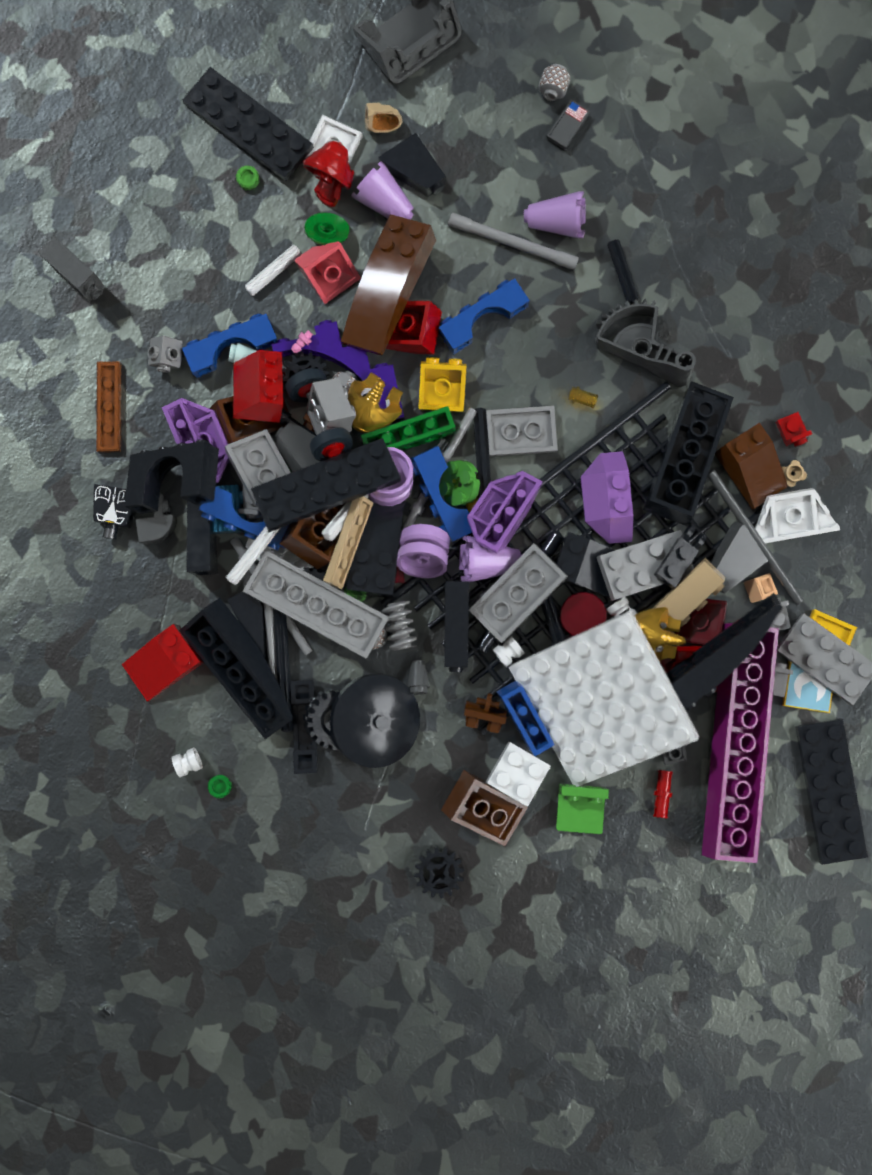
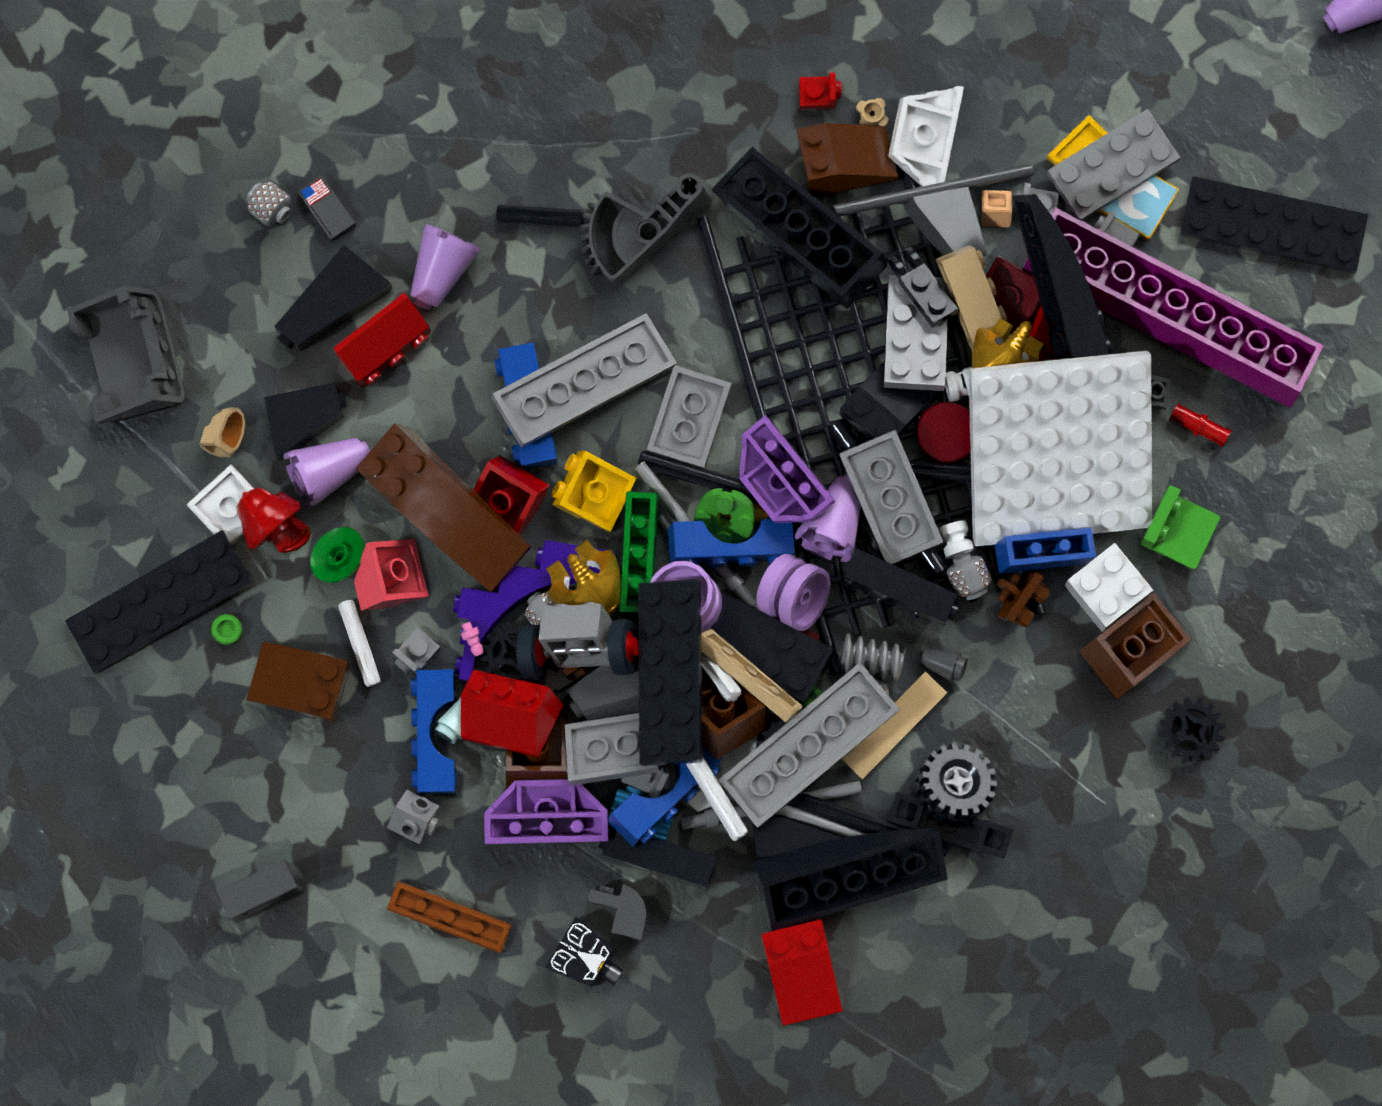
camera: 65 degrees left, 5 degrees down
(149, 468) = (554, 887): black arch -> none
(186, 762) = (938, 988): white wheel -> none
(219, 786) = (982, 960): green tile -> none
(229, 241) = (299, 681): none -> reddish brown slope
(281, 310) = (415, 652): none -> light grey bracket
(372, 665) = (913, 708): none -> tan tile
(375, 720) = (977, 733): black dish -> none
(468, 225) = (403, 380): light grey piece -> none
(485, 671) = (969, 576): none -> light grey head
(488, 197) = (383, 341): none -> red slope
(504, 152) = (332, 298): none -> black slope
(516, 346) = (583, 380): none -> light grey plate
(582, 397) = (677, 326): clear yellow pin -> none
(608, 498) = (815, 344): medium lavender wedge -> none

